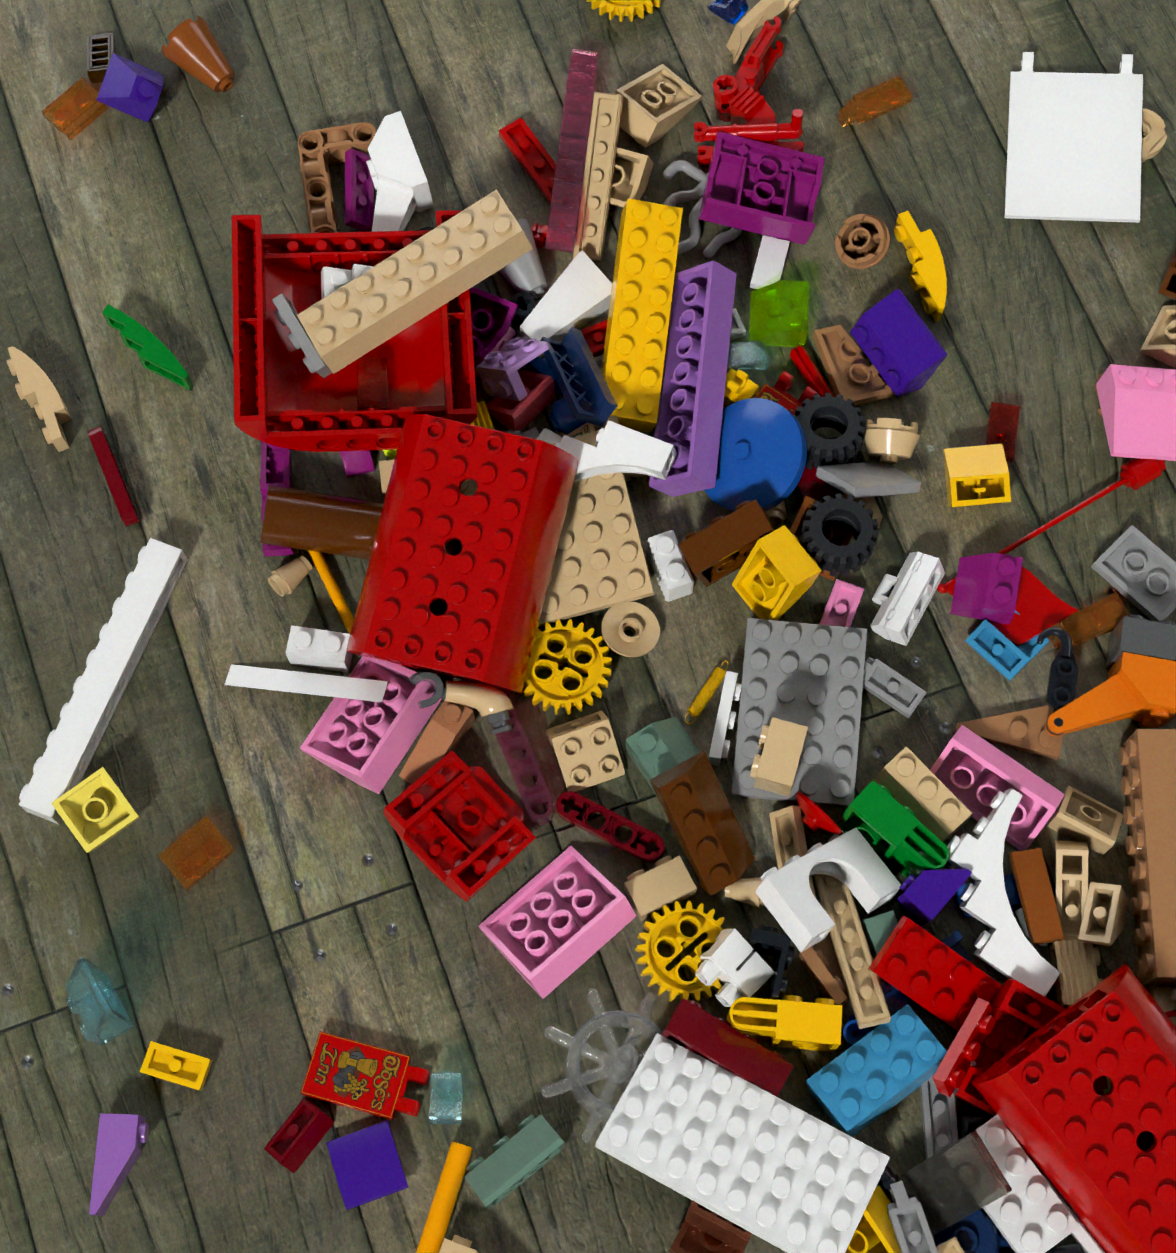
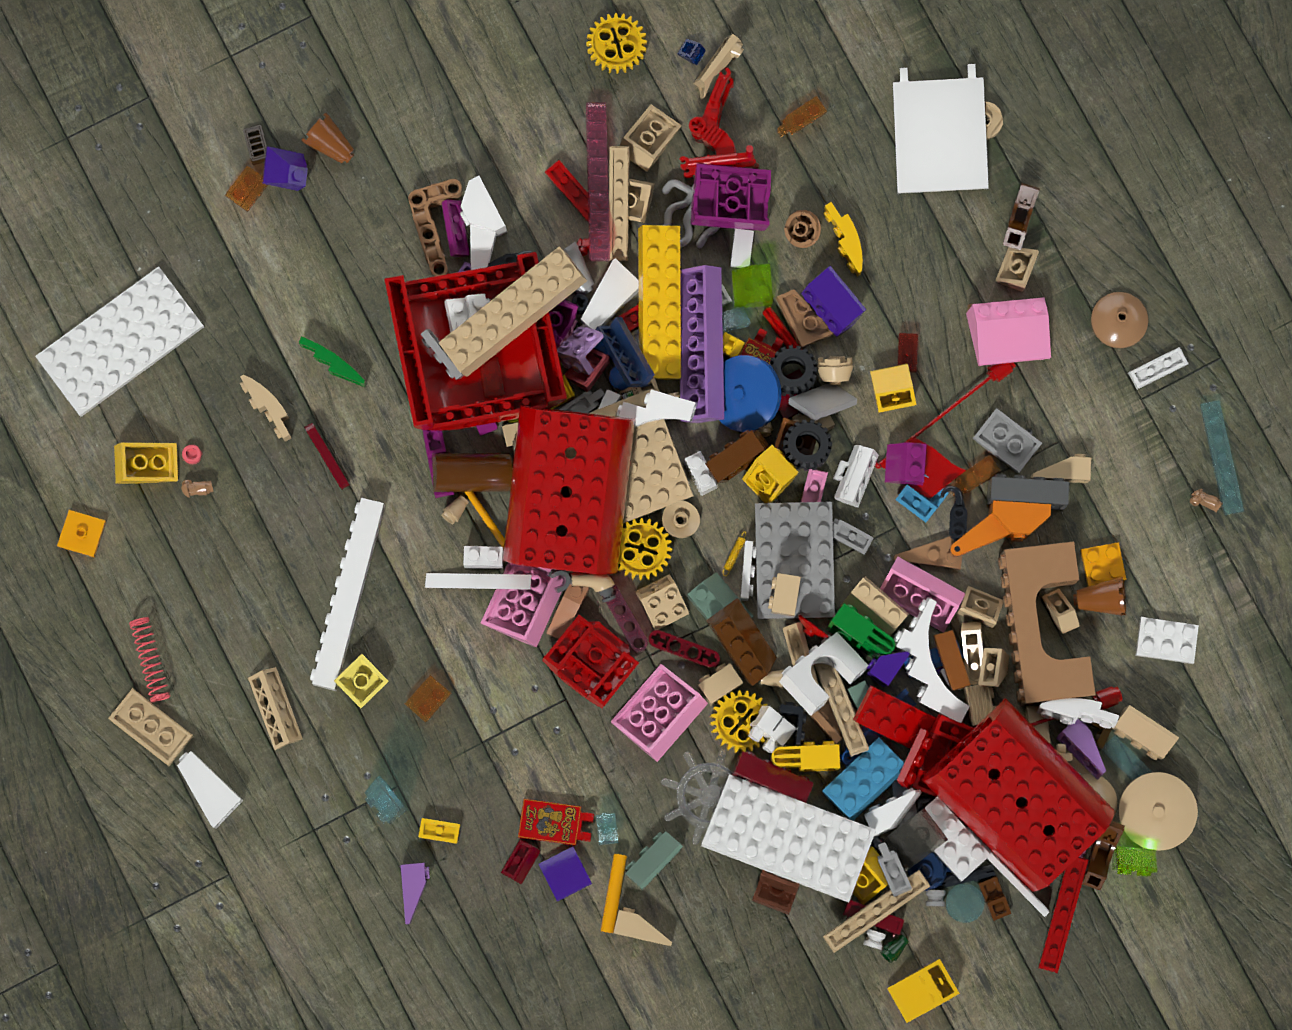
camera: 10 degrees left, 10 degrees up
(916, 1135) = (891, 814): none -> white slope

